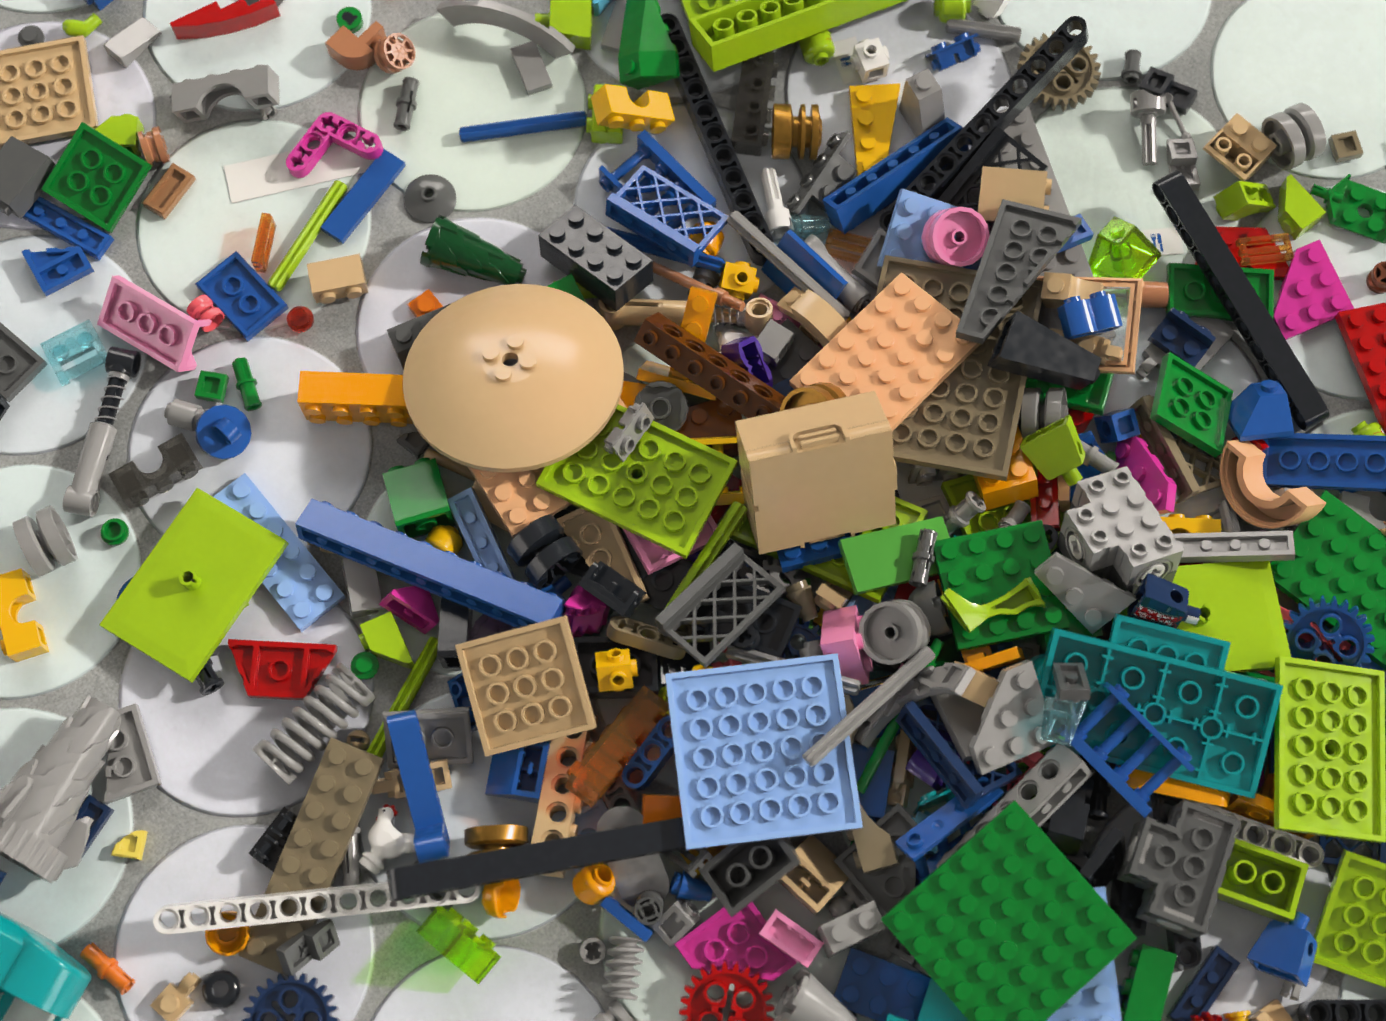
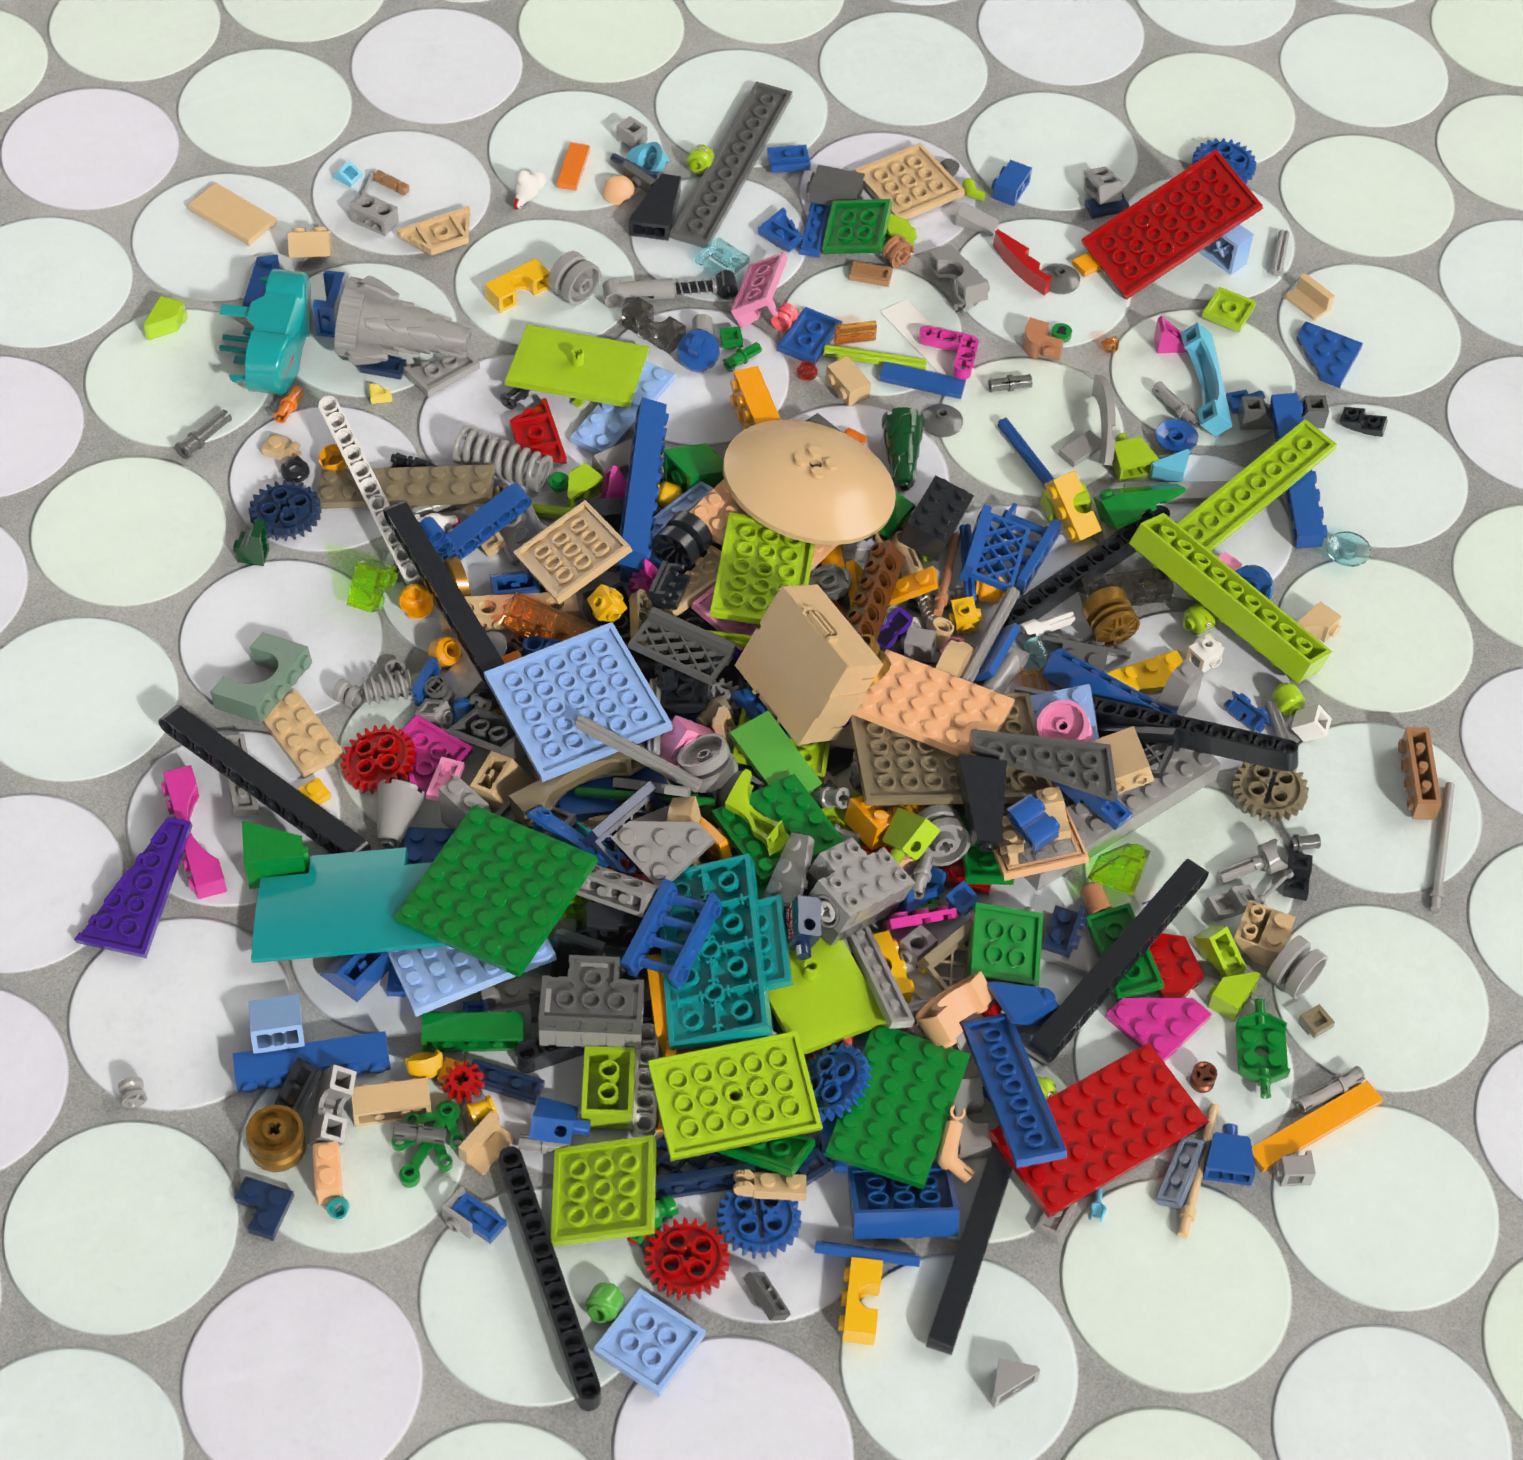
camera: 70 degrees right, 20 degrees down
(114, 532) = (599, 318): green plate -> none
(307, 945) = (340, 502): dark grey slope -> none
(394, 54) = (1044, 360): nougat wheel -> none
(635, 422) = (793, 552): light grey hinge -> none
(923, 558) = (794, 768): dark grey pin -> none
(1061, 719) = (673, 871): clear light blue slope -> none
(1071, 681) = (706, 866): flat silver plate -> none
(1263, 259) = (1198, 986): clear orange tile -> none

